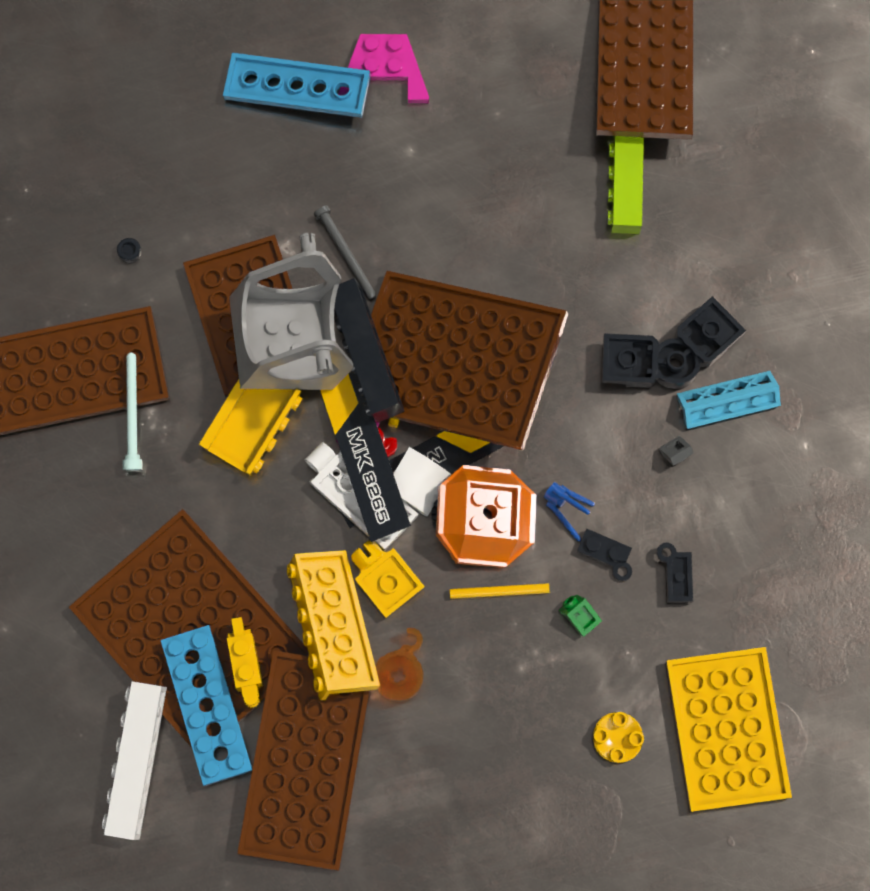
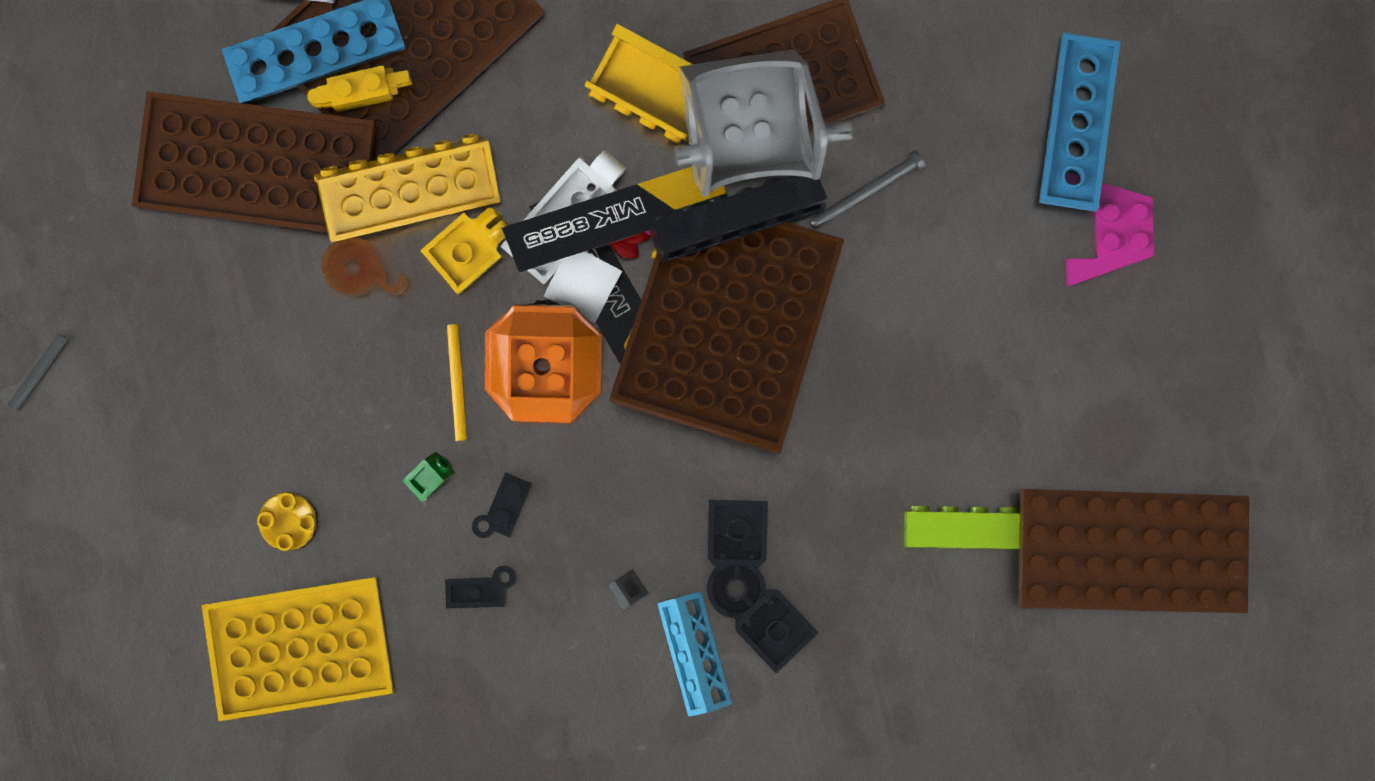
camera: 95 degrees right, 10 degrees up
(559, 496) = (569, 448): blue plant -> none

